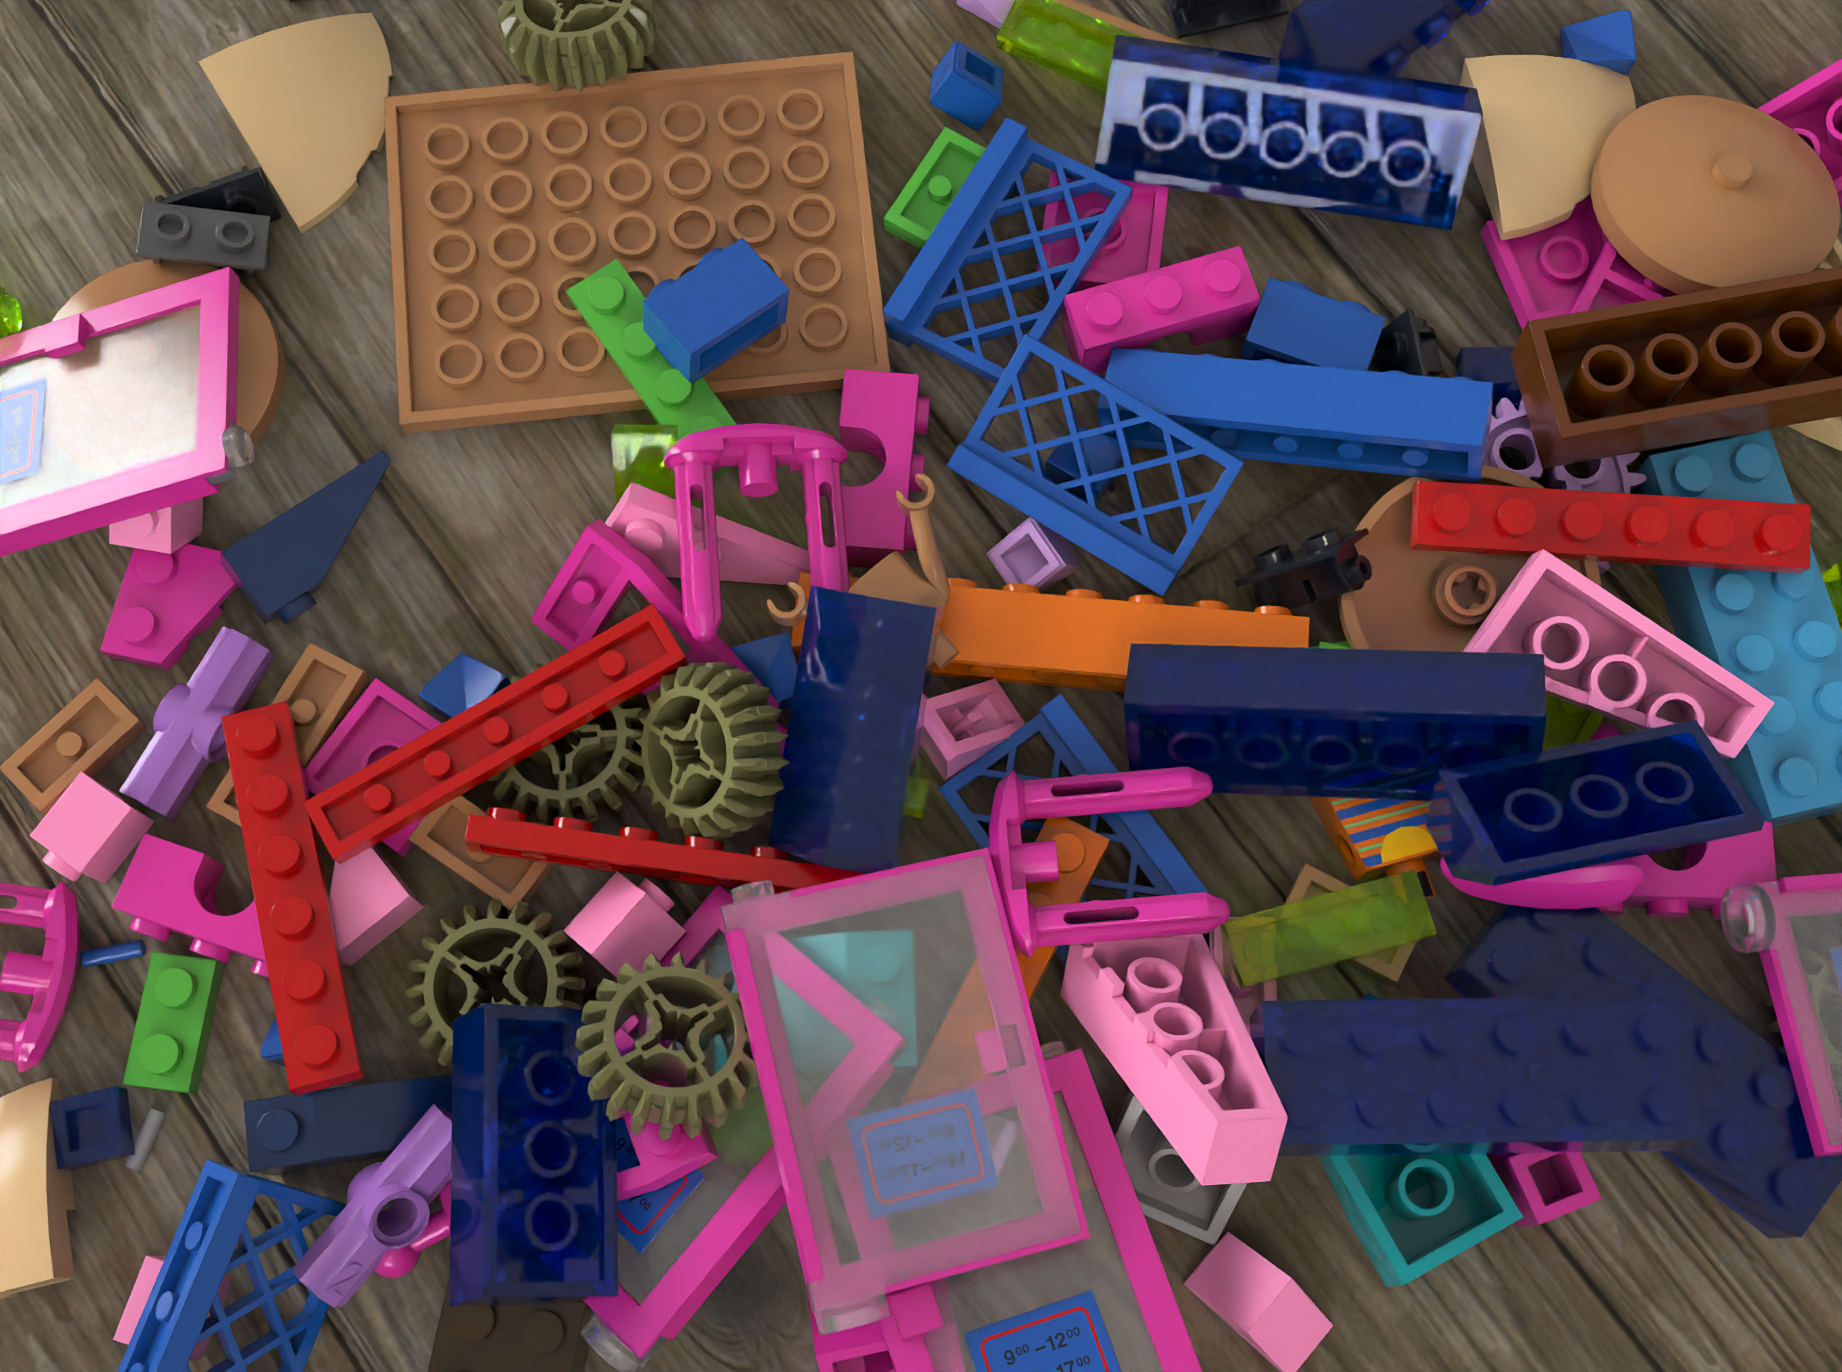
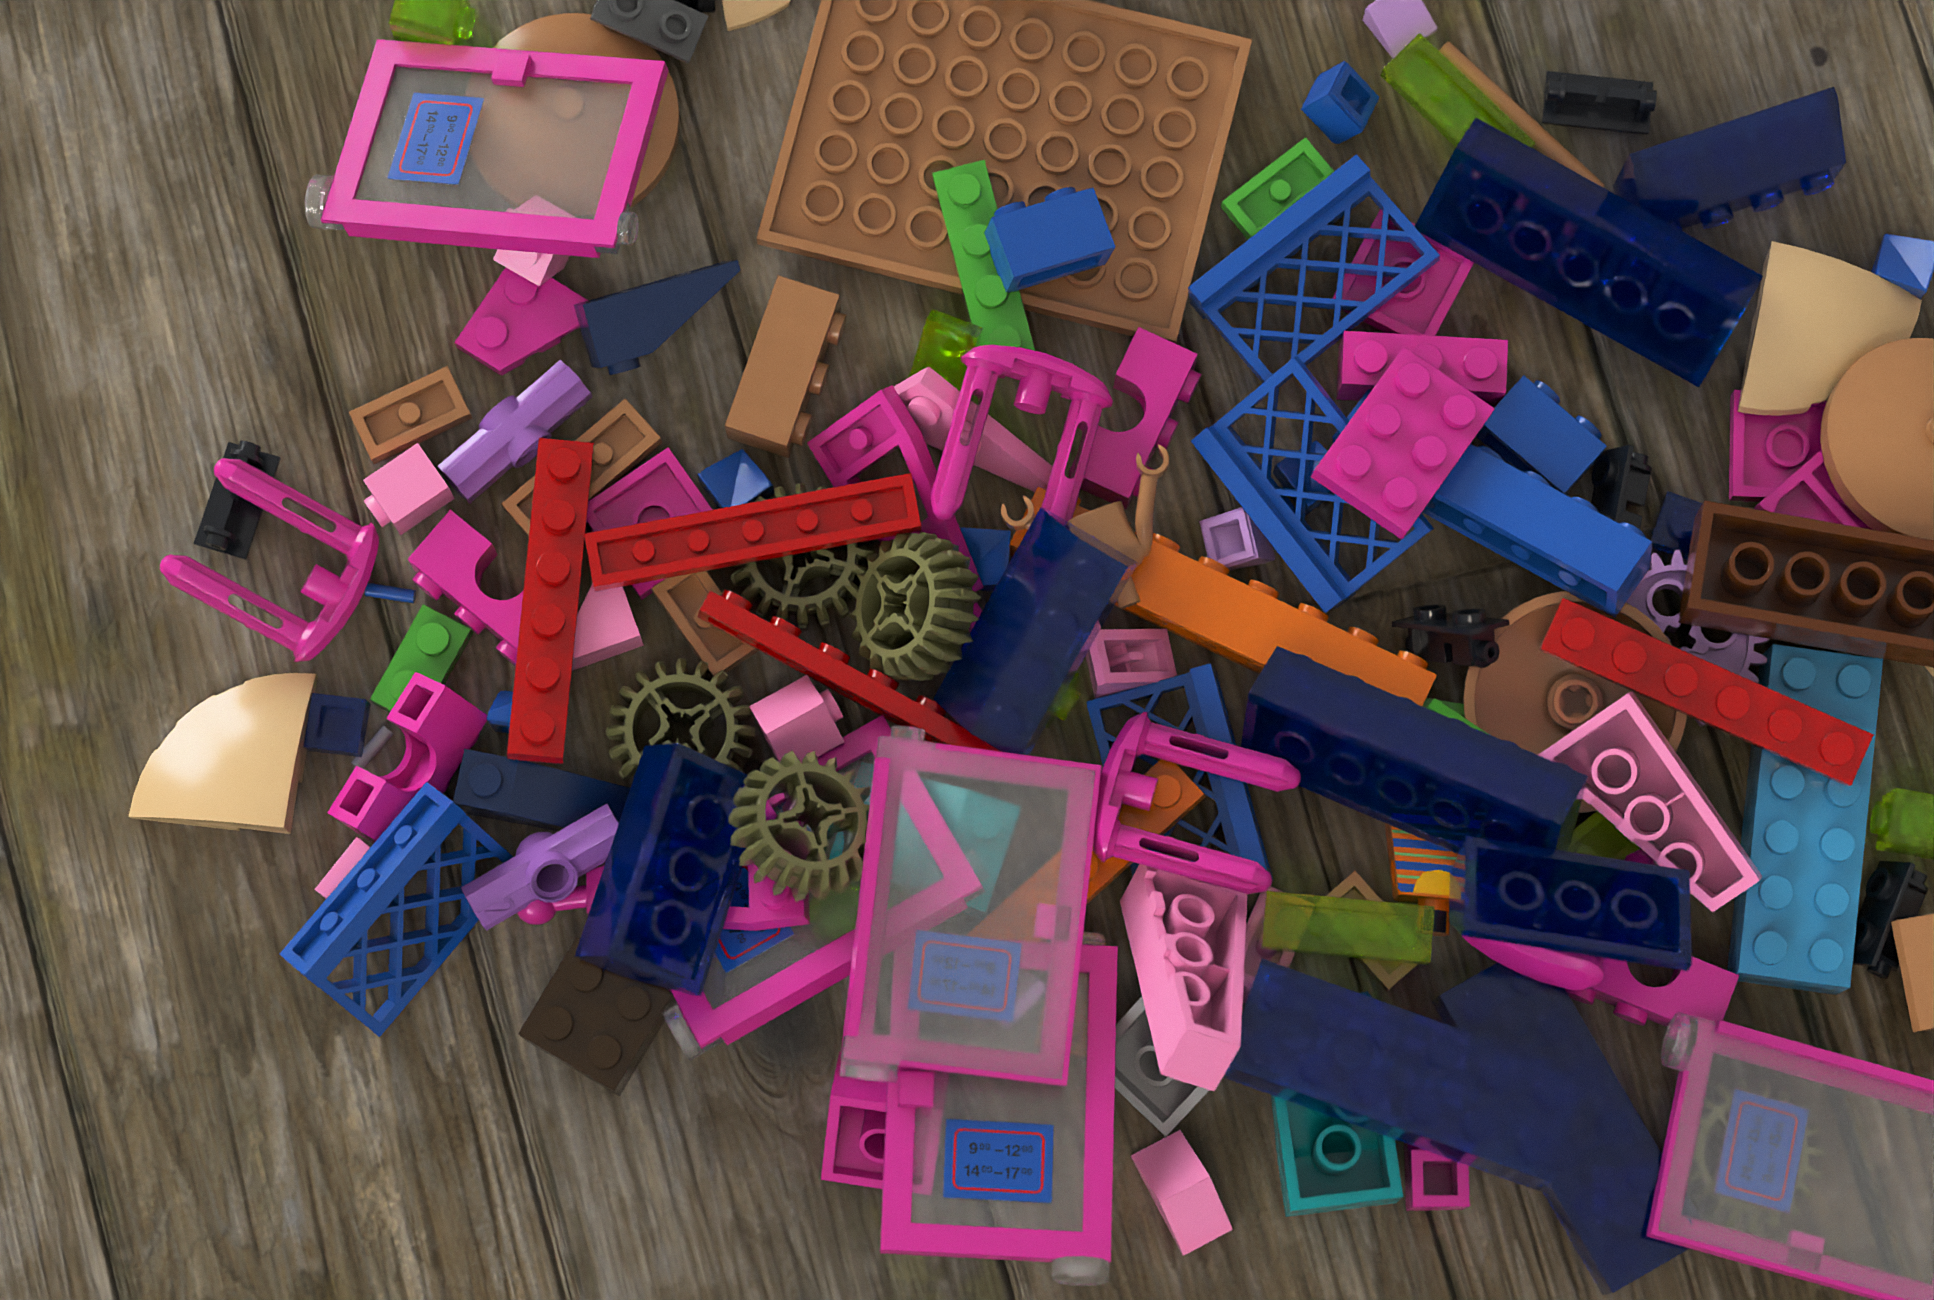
camera: 20 degrees right, 5 degrees up
(208, 1091) = (436, 732): none -> dark pink arch
(477, 548) = (785, 367): none -> medium nougat brick
(1178, 381) = (1402, 443): none -> dark pink plate

